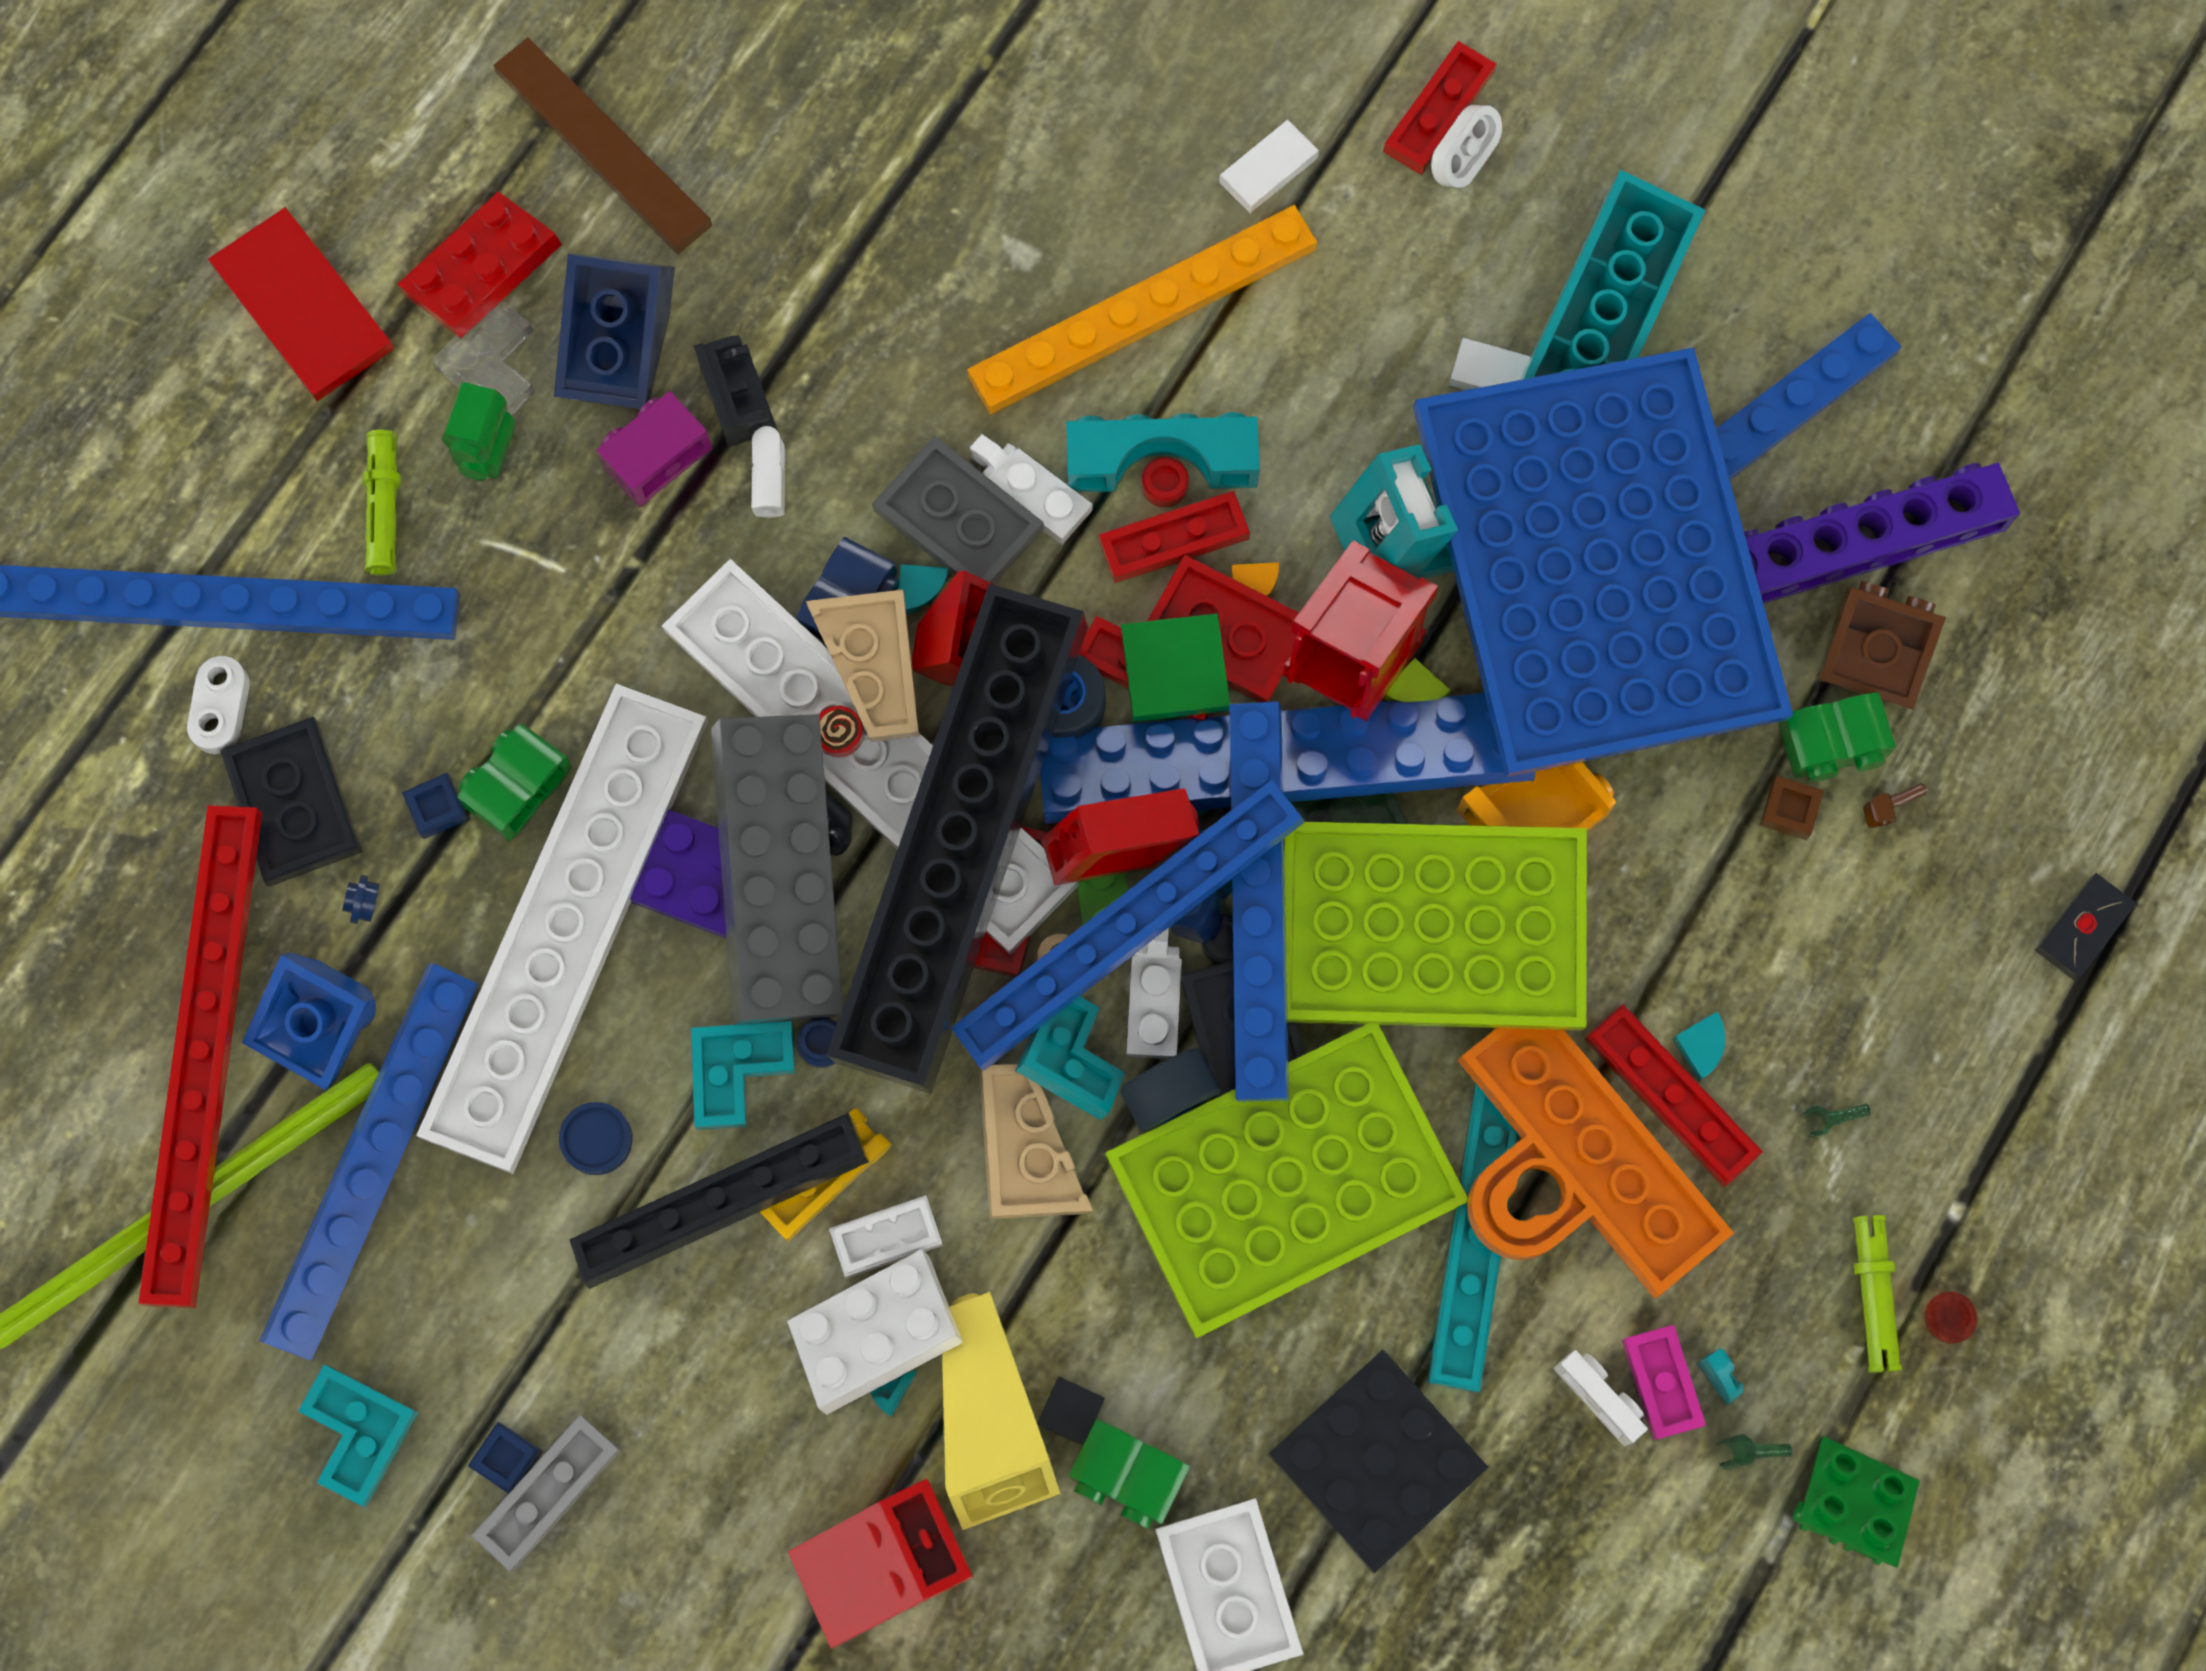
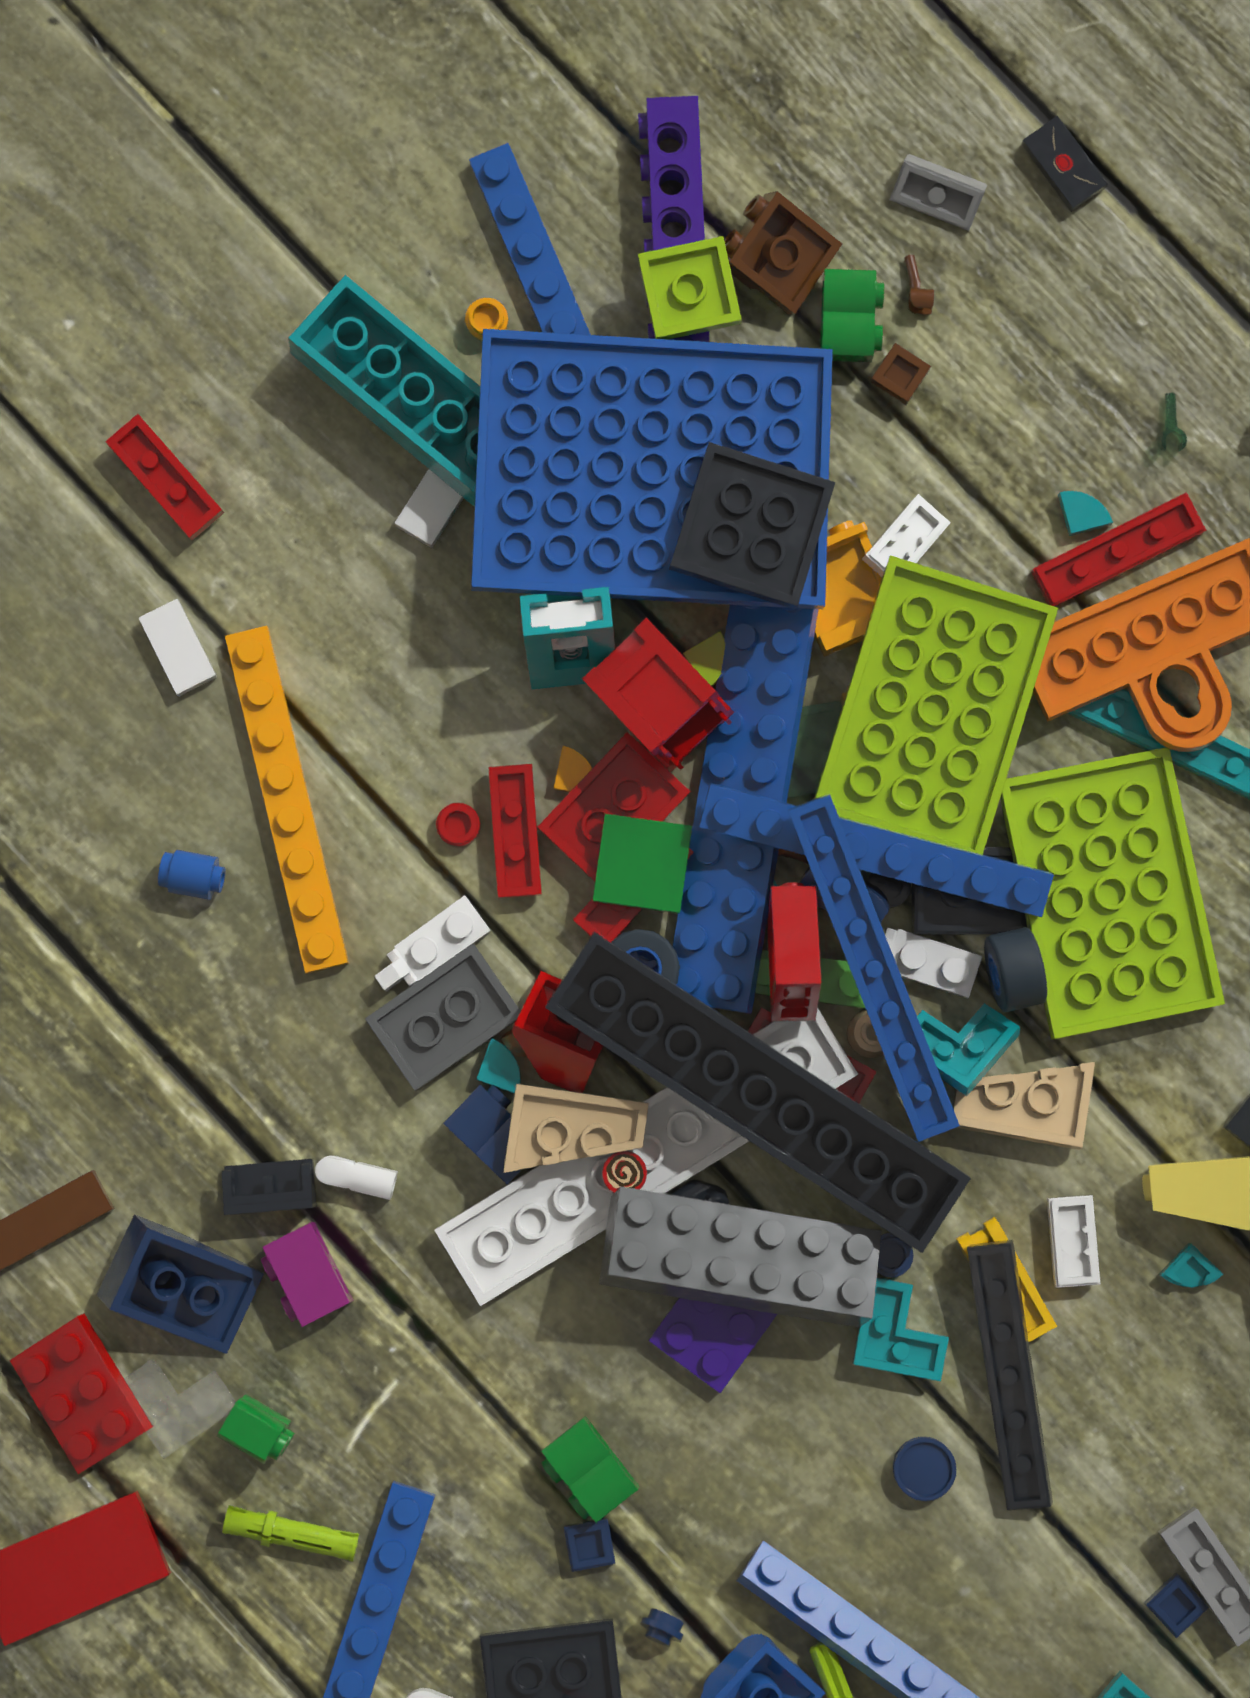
camera: 70 degrees left, 10 degrees up
(562, 930) = (731, 1454): white plate -> none
(874, 1332) = (1155, 1270): white plate -> none
(1038, 234) = (191, 874): none -> blue brick
(1219, 447) = (447, 765): teal arch -> none
(1466, 146) = (211, 464): white plate -> none
(1571, 668) = (752, 526): none -> black plate
(1619, 861) = (908, 535): none -> white plate
(1714, 372) = (485, 314): none -> light orange plate
(1808, 551) = (689, 288): none -> lime plate
(2006, 800) = (938, 192): none -> light grey slope

